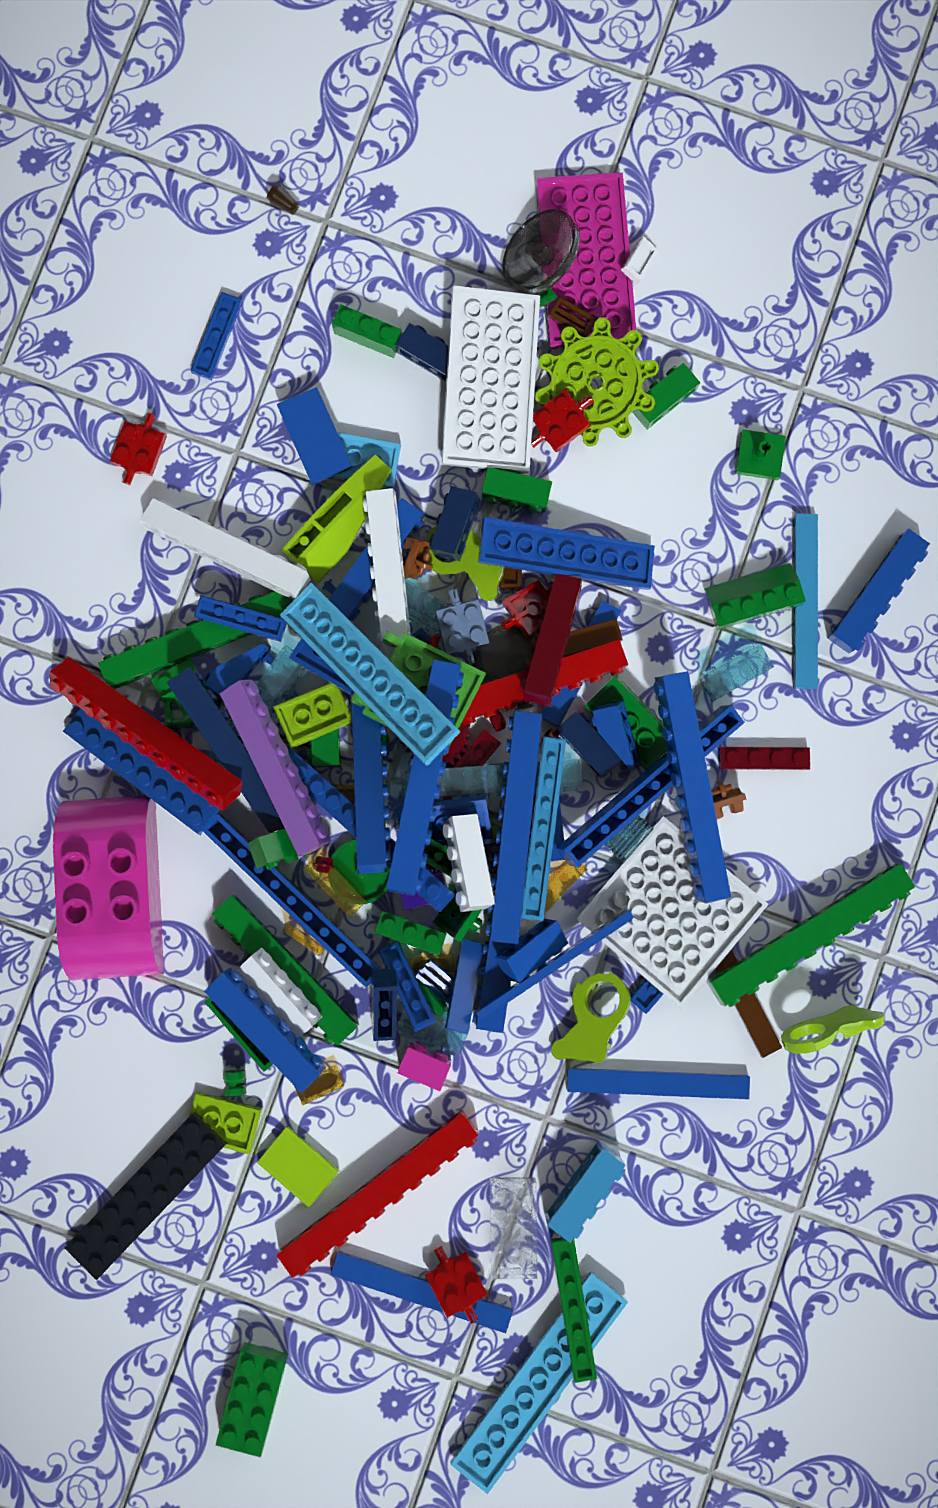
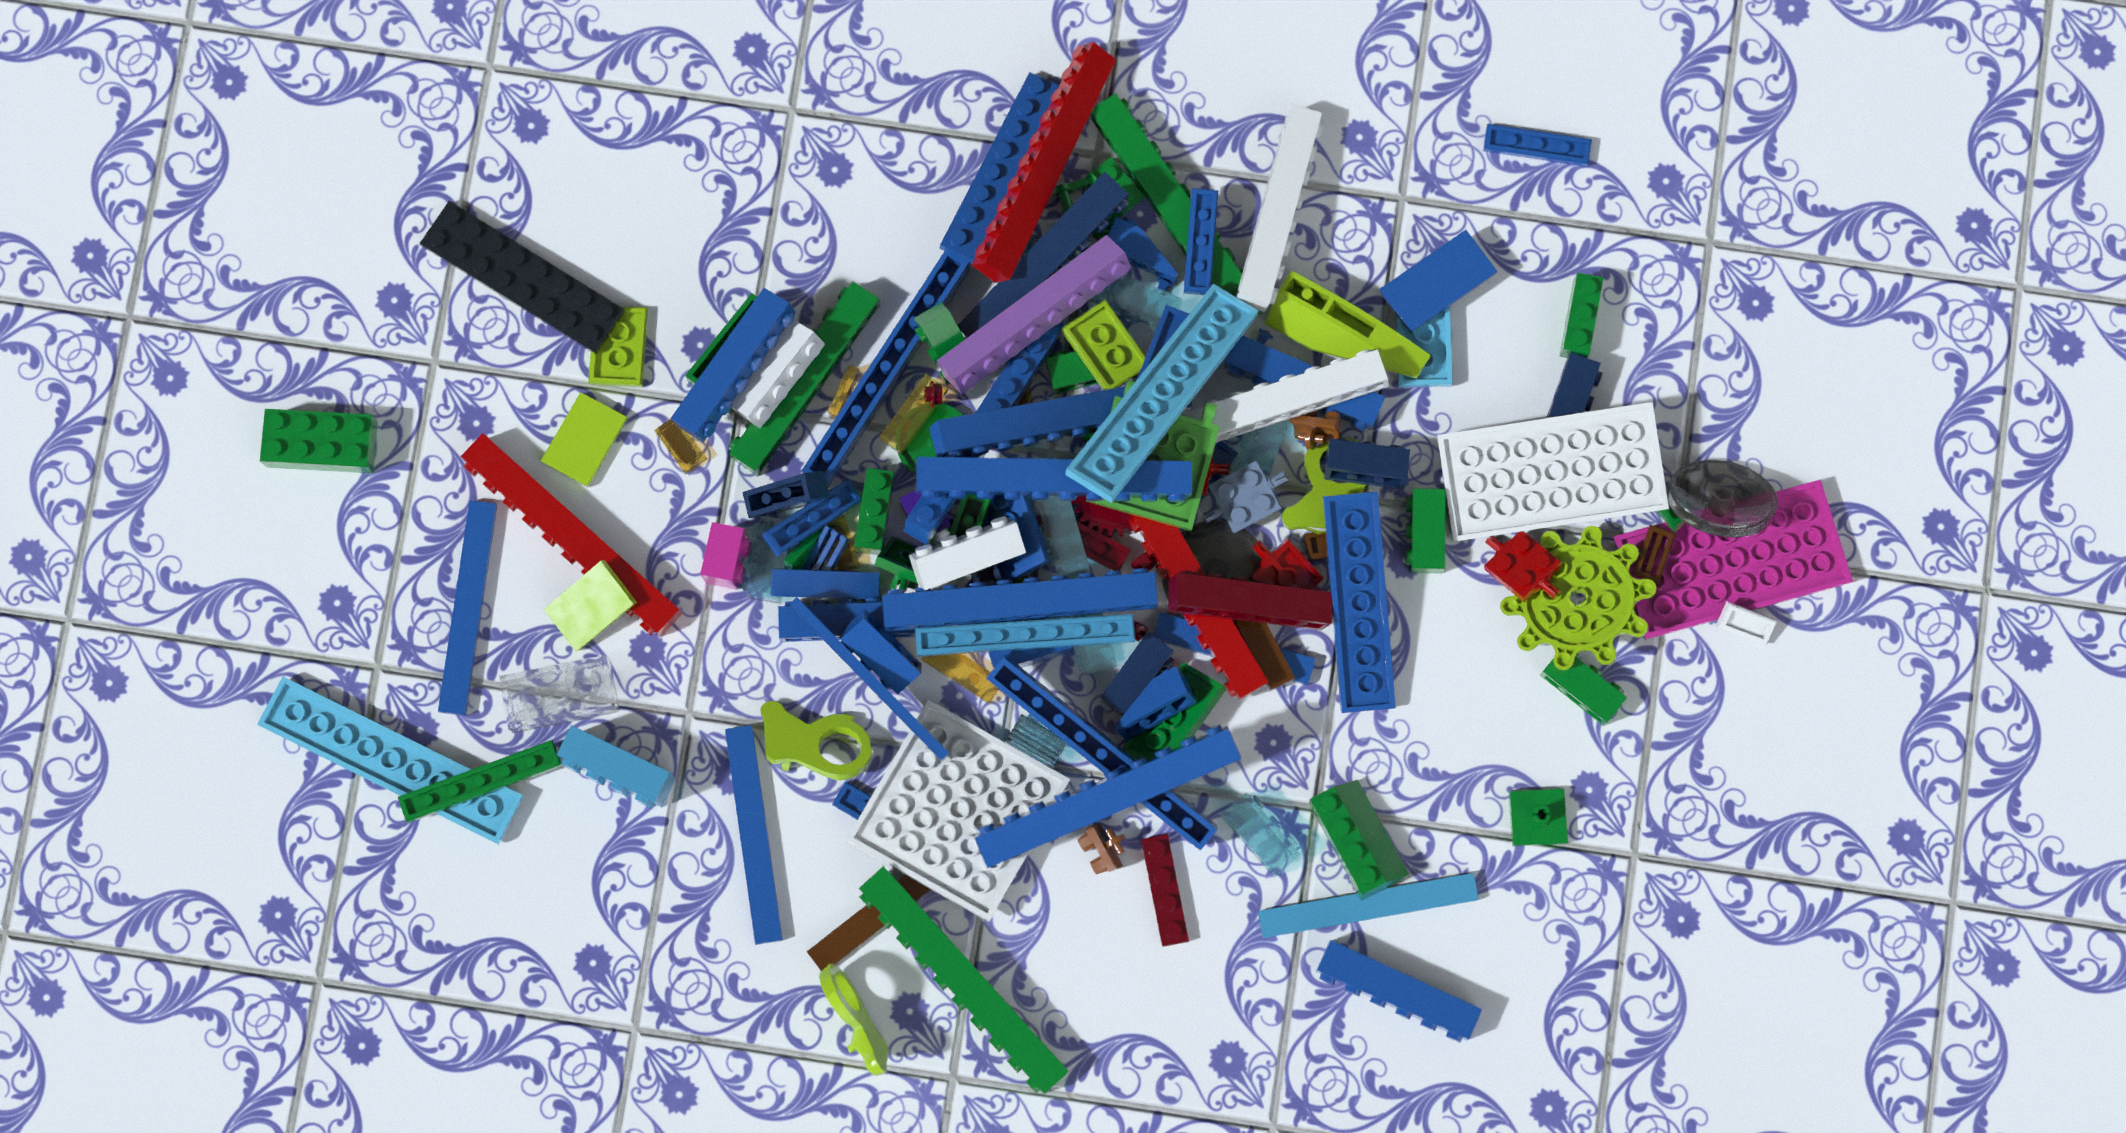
camera: 85 degrees right, 5 degrees down
(108, 888) = (860, 160): dark pink brick -> none
(138, 448) = (1380, 85): red plate -> none
(234, 1083) = (665, 348): green wheel -> none
(282, 199) = (1721, 185): dark brown cone -> none
(443, 1188) = (590, 605): none -> tile
(456, 1284) = (483, 643): red plate -> none

